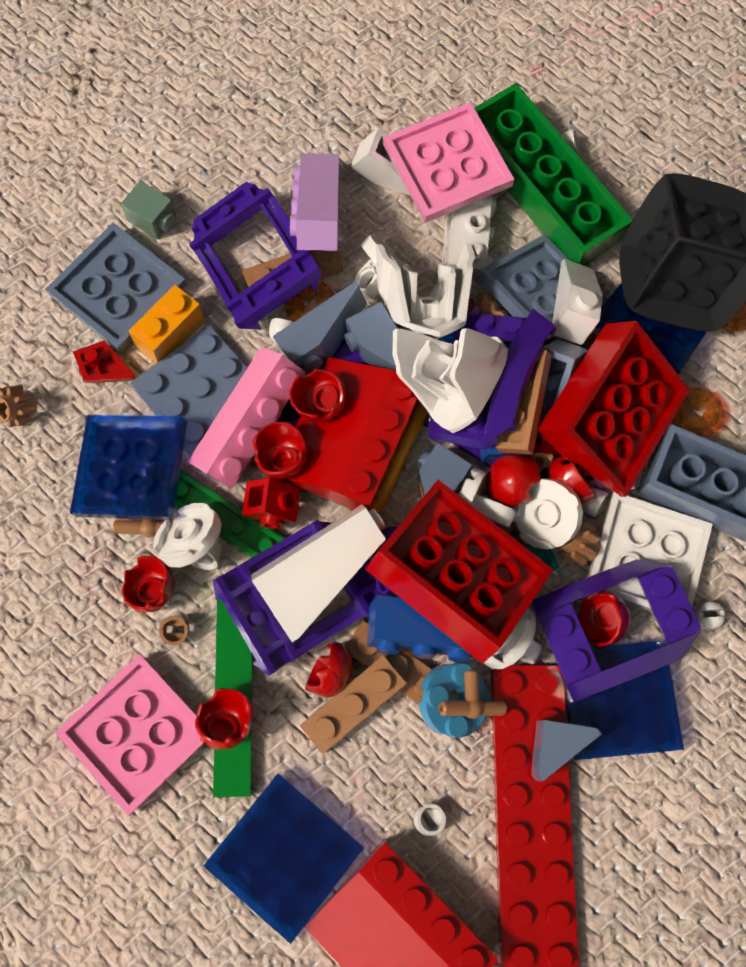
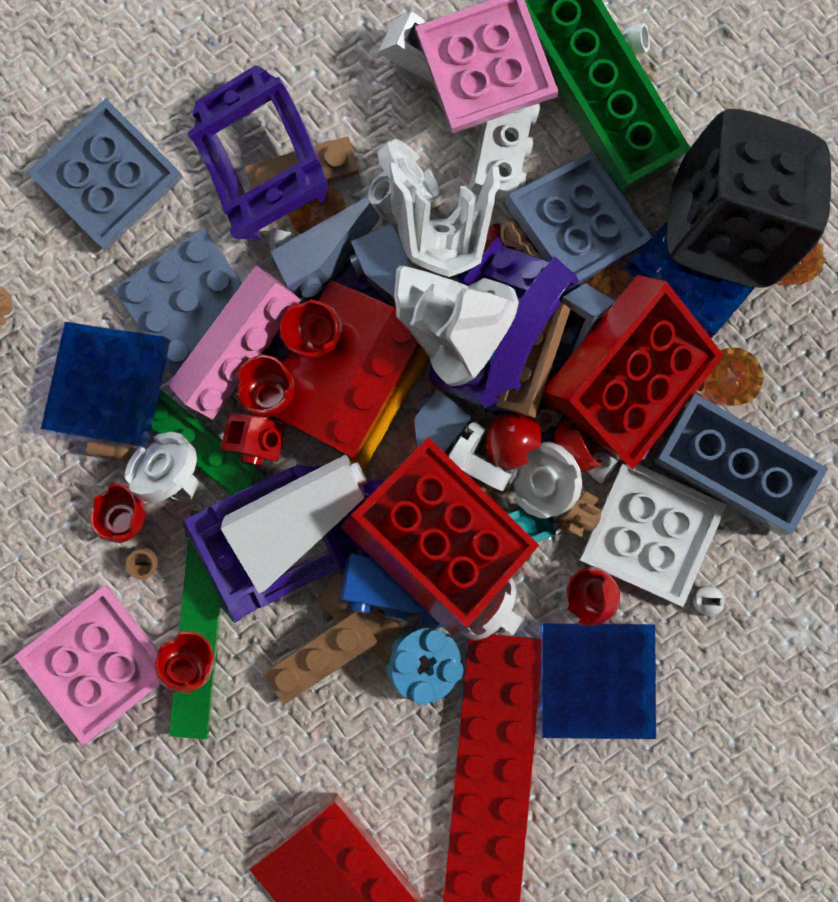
camera: 10 degrees right, 10 degrees up
(101, 364) = (83, 263): red piece -> none
(149, 210) = (146, 86): sand green brick -> none
(167, 324) = (157, 225): light orange brick -> none
(284, 857) = (235, 801): clear blue plate -> none
(315, 202) = (333, 97): lavender brick -> none
(331, 672) = (299, 623): red hair -> none
(435, 816) = (392, 778): white hinge -> none
(472, 706) = (440, 675): medium nougat piece -> none
(557, 744) = (522, 723): sand blue slope -> none
(572, 648) = (552, 620): dark purple wedge -> none
(576, 302) = (611, 241): white slope -> none

